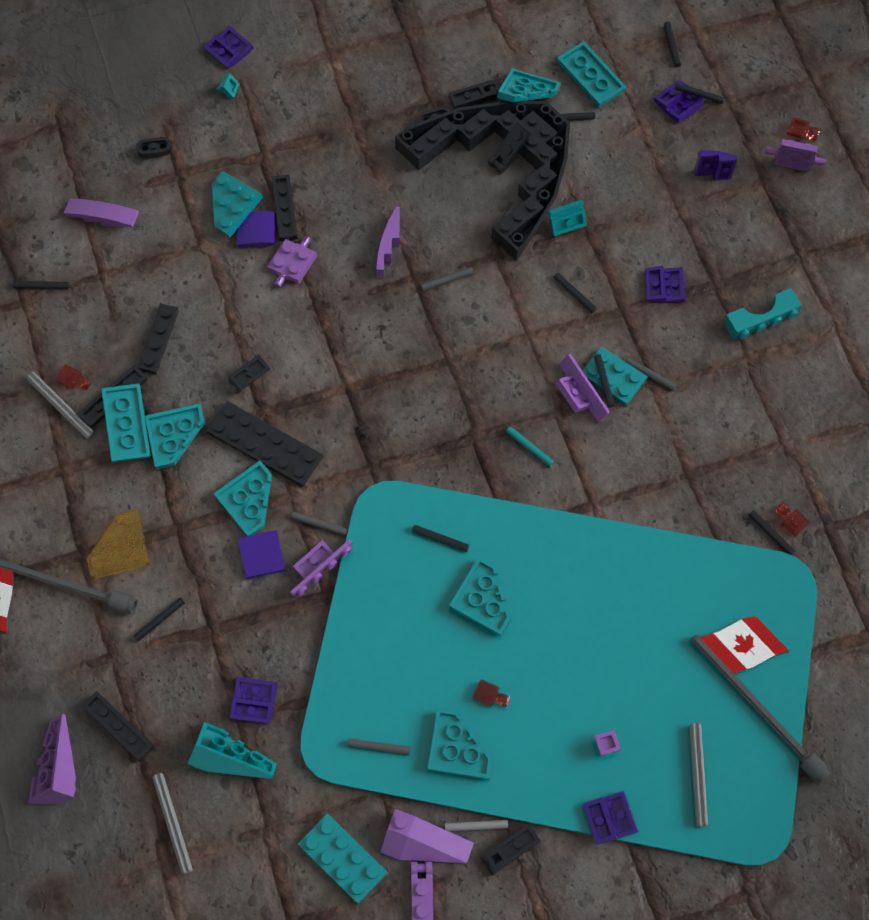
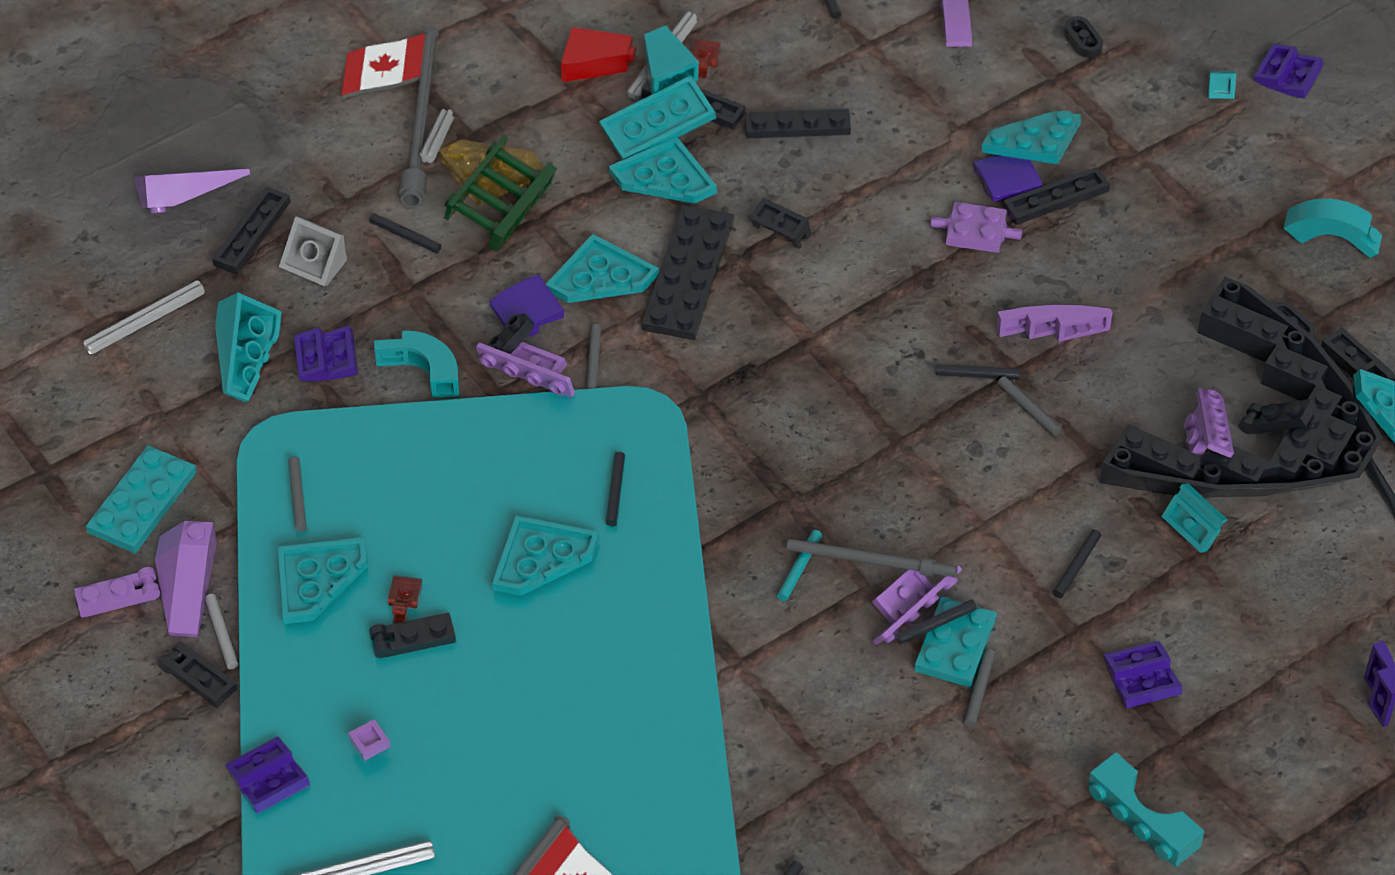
camera: 75 degrees right, 15 degrees down
(42, 447) = (596, 54): none -> red slope
(77, 401) = (667, 59): none -> teal slope
(78, 574) = (436, 136): none -> light grey axle
(159, 687) = (313, 252): none -> light grey slope
(163, 527) = (512, 213): none -> dark green fence
(288, 625) = (425, 353): none -> teal arch
(289, 570) = (513, 334): none -> black plate
(367, 68) = (1333, 218): none -> teal arch
(410, 298) = (977, 372): none -> black bar
(507, 187) = (1209, 425): none -> medium lavender bracket
(523, 696) = (412, 635): none -> black plate
(566, 372) = (925, 566): none -> dark grey bar

